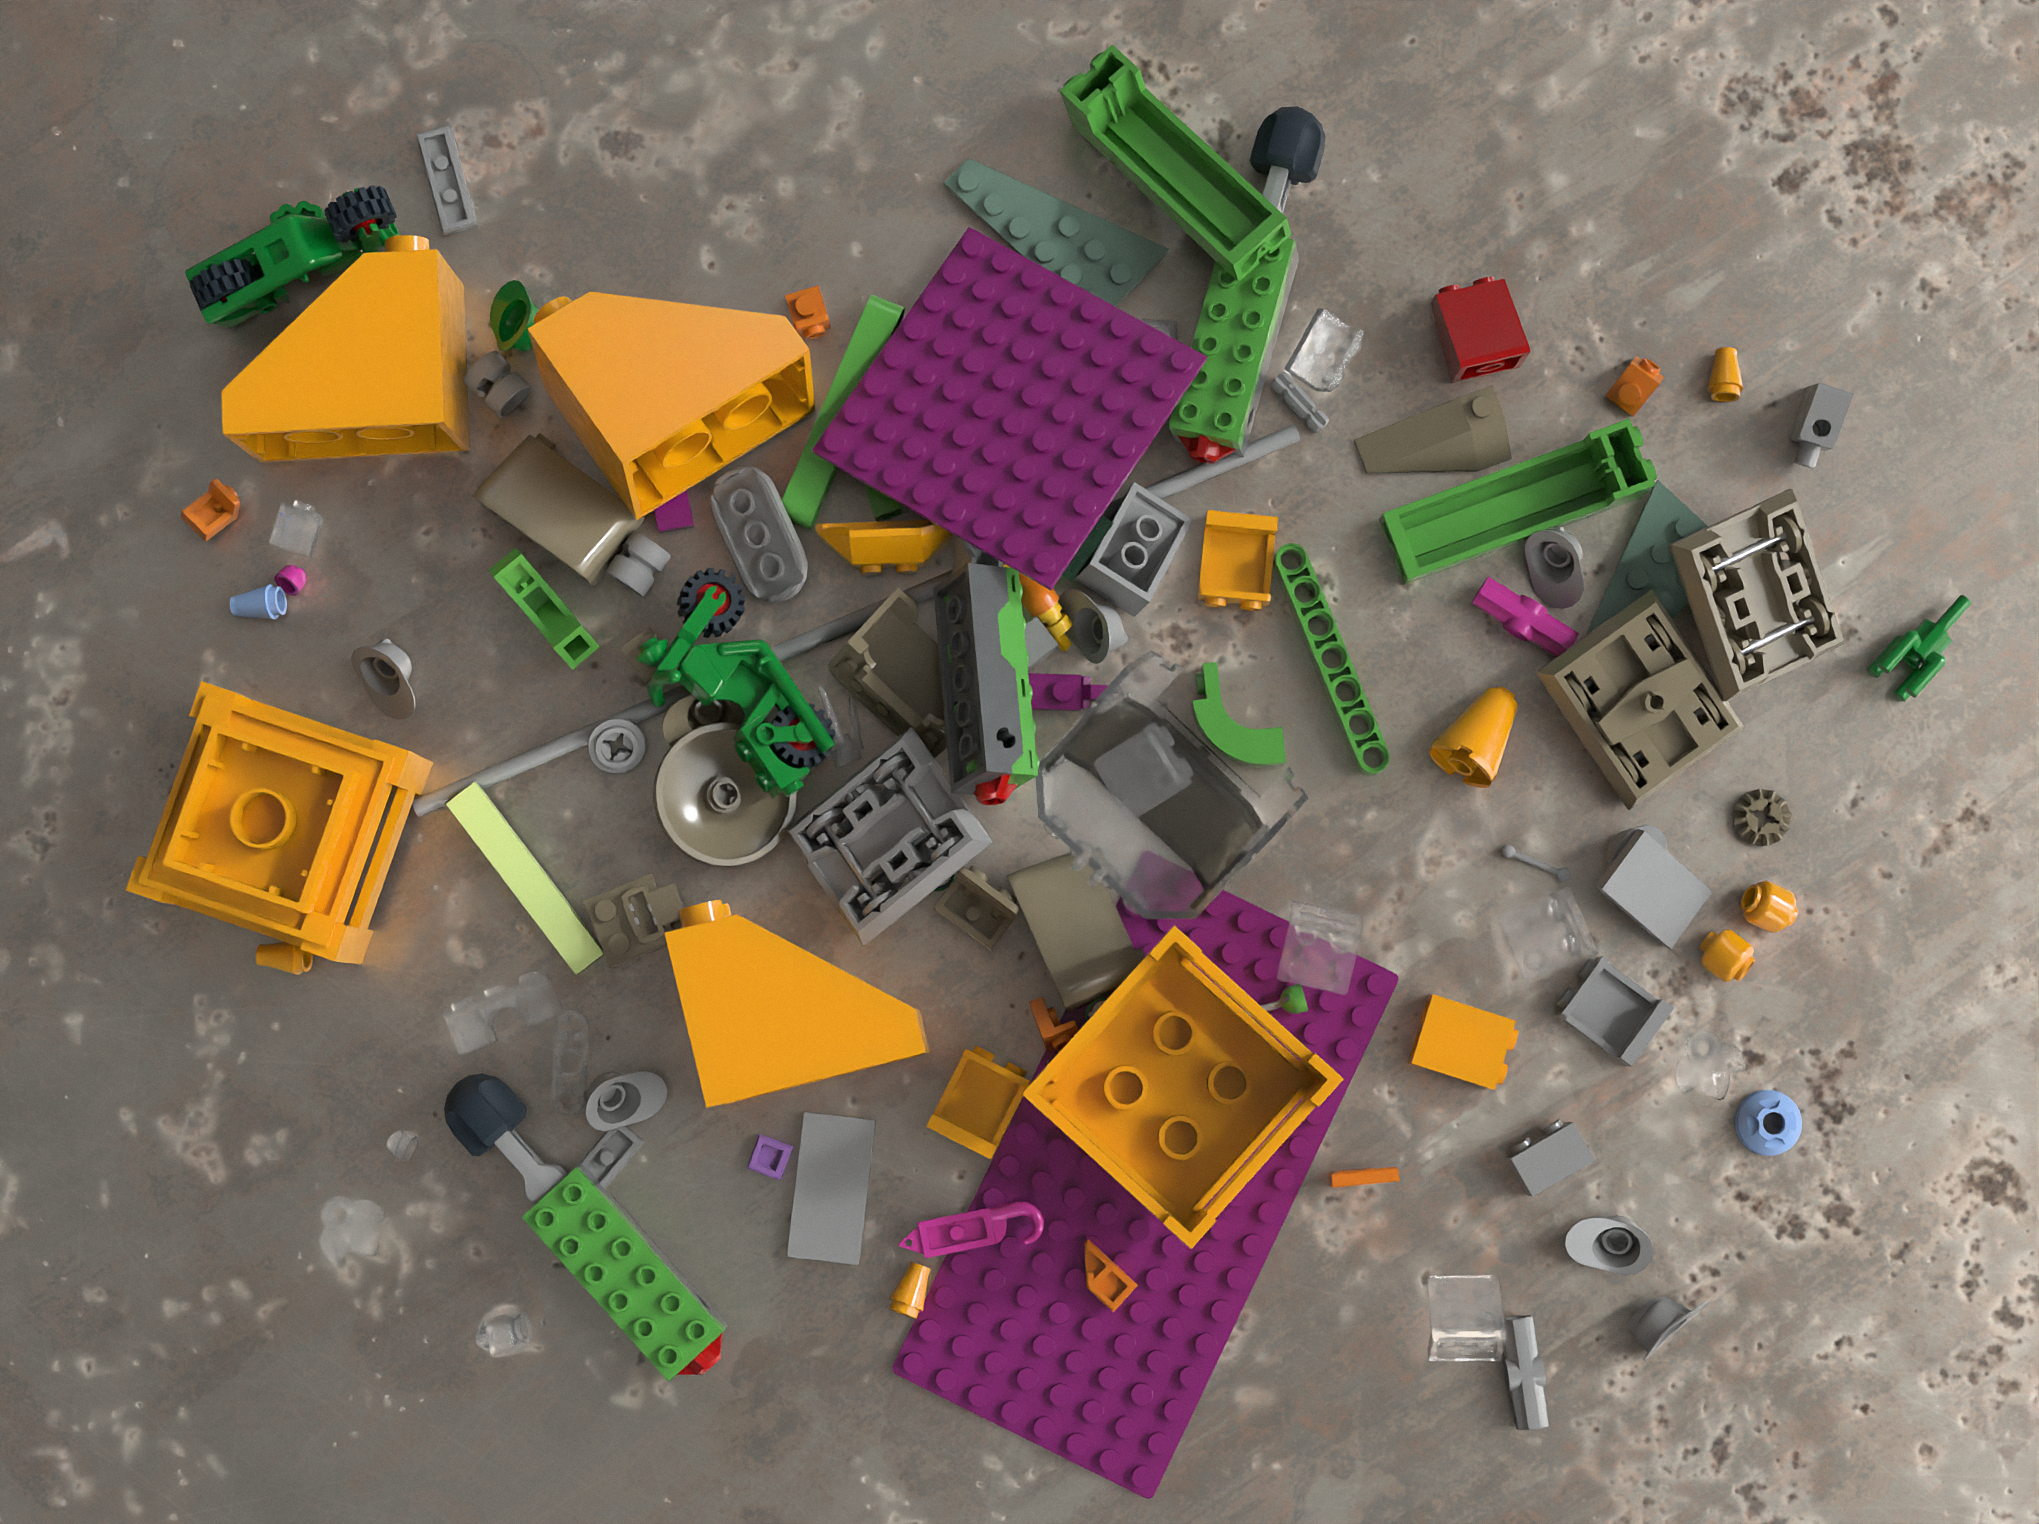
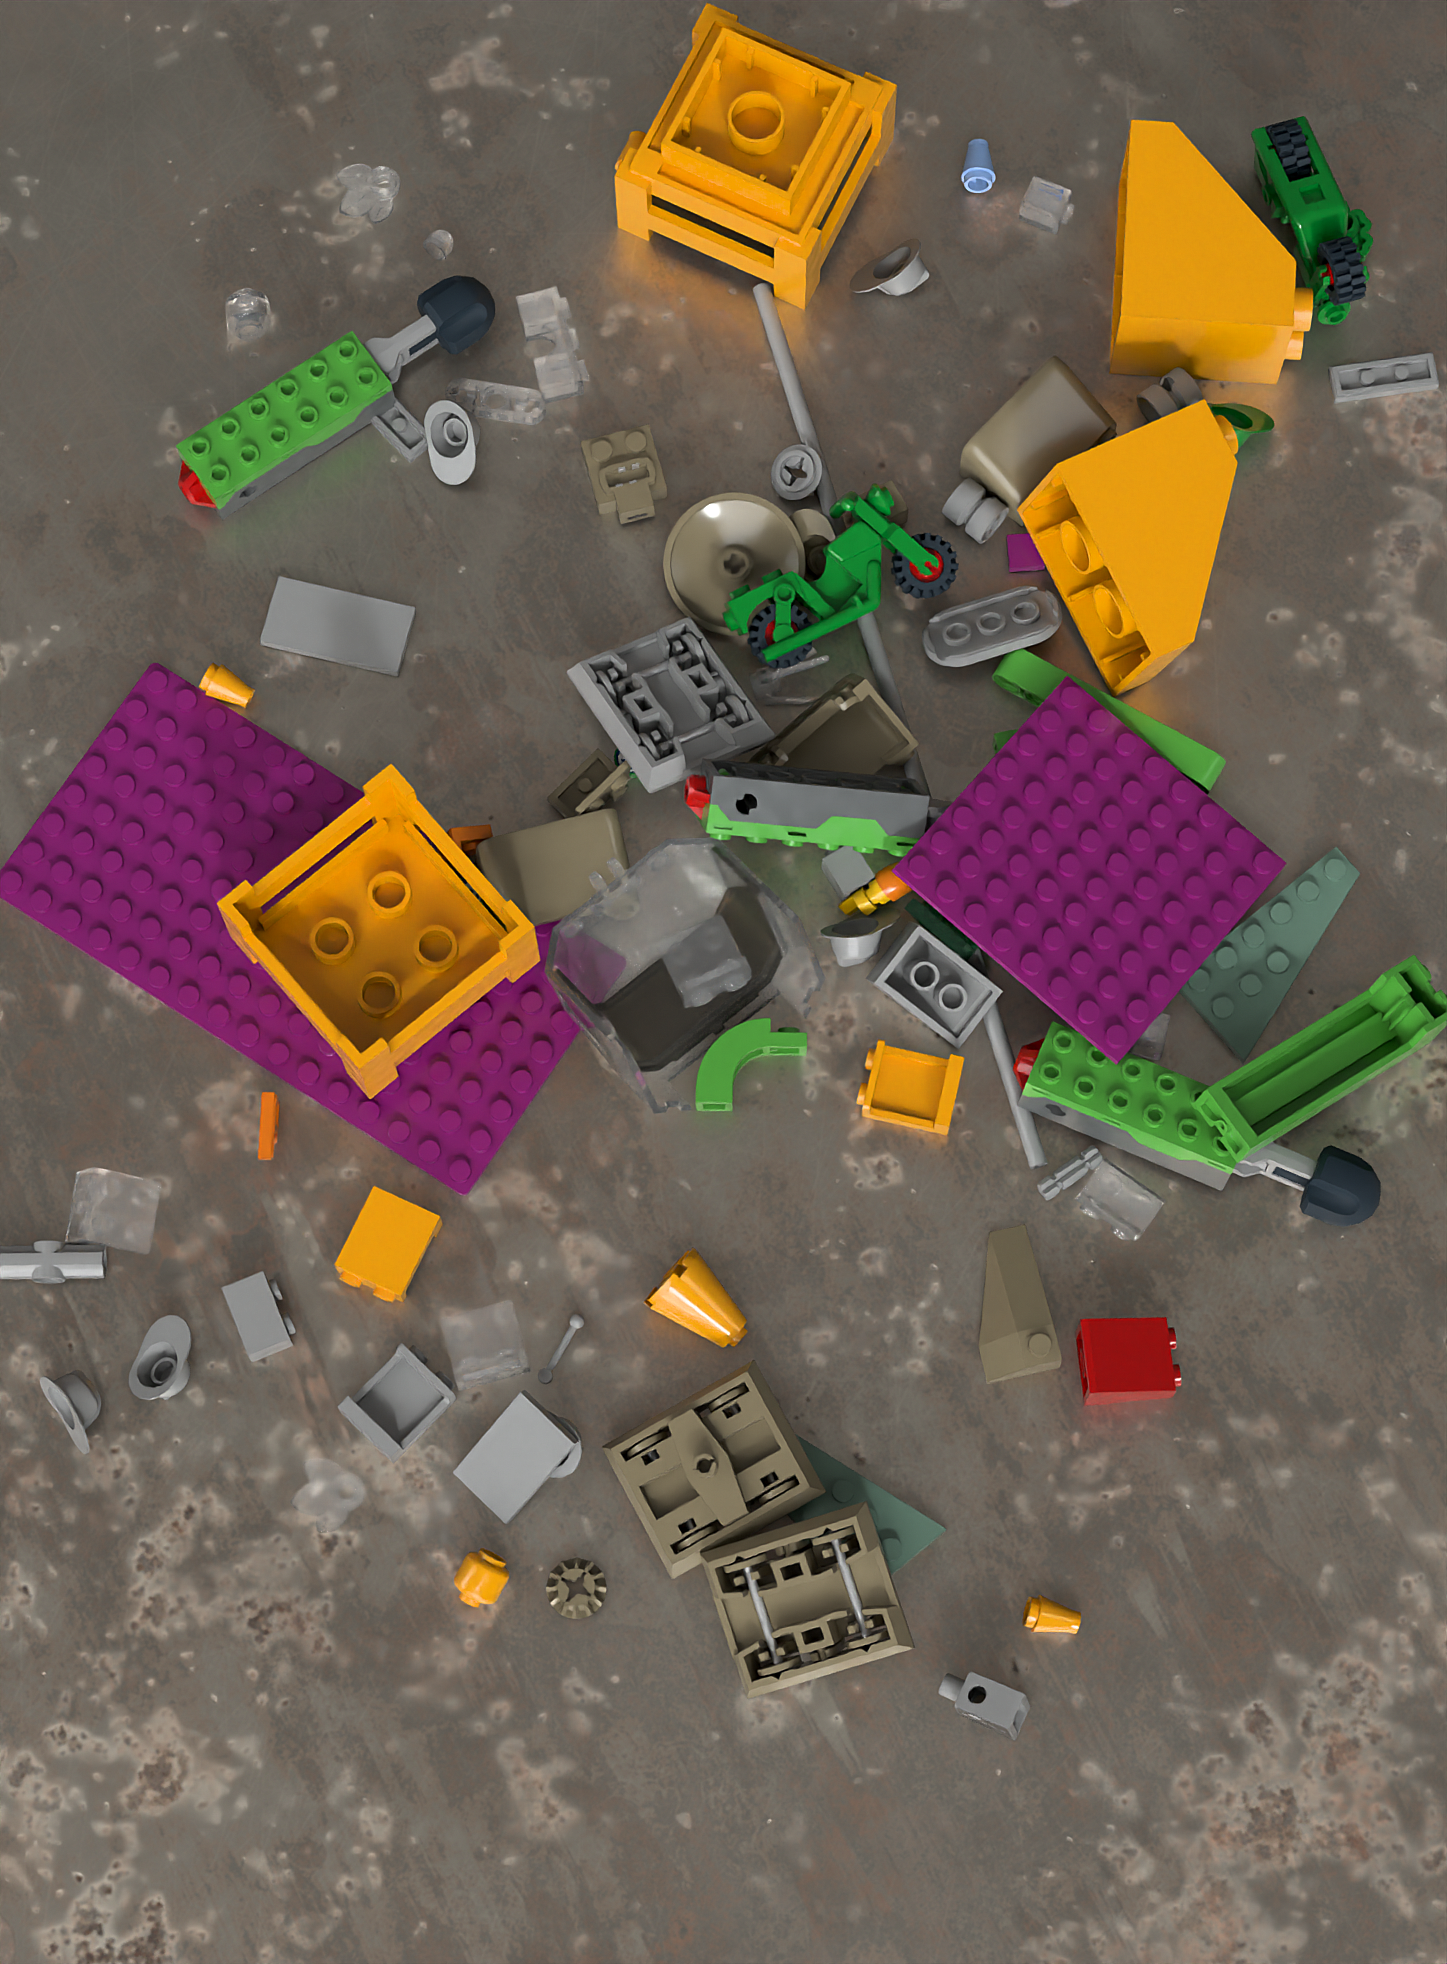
camera: 95 degrees right, 10 degrees down
(212, 510) = (1073, 132): orange bracket -> none
(291, 579) = (999, 197): dark pink hinge -> none
(525, 877) = (680, 376): yellowish green tile -> none
(544, 608) = (943, 421): bright green arch -> none
(770, 1157) = (377, 573): medium lavender tile -> none
(775, 1013) = (515, 578): light orange slope -> none
(808, 312) = (1213, 701): orange bracket -> none
(885, 544) = (966, 737): light orange wedge -> none
(970, 1229) = (276, 744): dark pink plate -> none
(979, 1101) = (415, 762): light orange panel -> none
(1062, 692) = (801, 882): magenta hinge -> none
(1105, 1278) = (209, 867): orange tile -> none
(1291, 1000) = (454, 1080): bright green hinge -> none
(1320, 947) = (506, 1115): clear bracket -> none
(1330, 641) = (784, 1179): bright green beam -> none
(1518, 501) = (937, 1376): bright green brick -> none
(1524, 617) = (817, 1367): dark pink piece -> none
(1555, 567) = (870, 1406): light grey piece -> none
(1635, 385) = (1051, 1520): orange bracket -> none
(1727, 955) = (436, 1526): light orange head -> none
(1750, 1118) = (274, 1562): light blue piece -> none
(1920, 650) = (731, 1779): green plant -> none

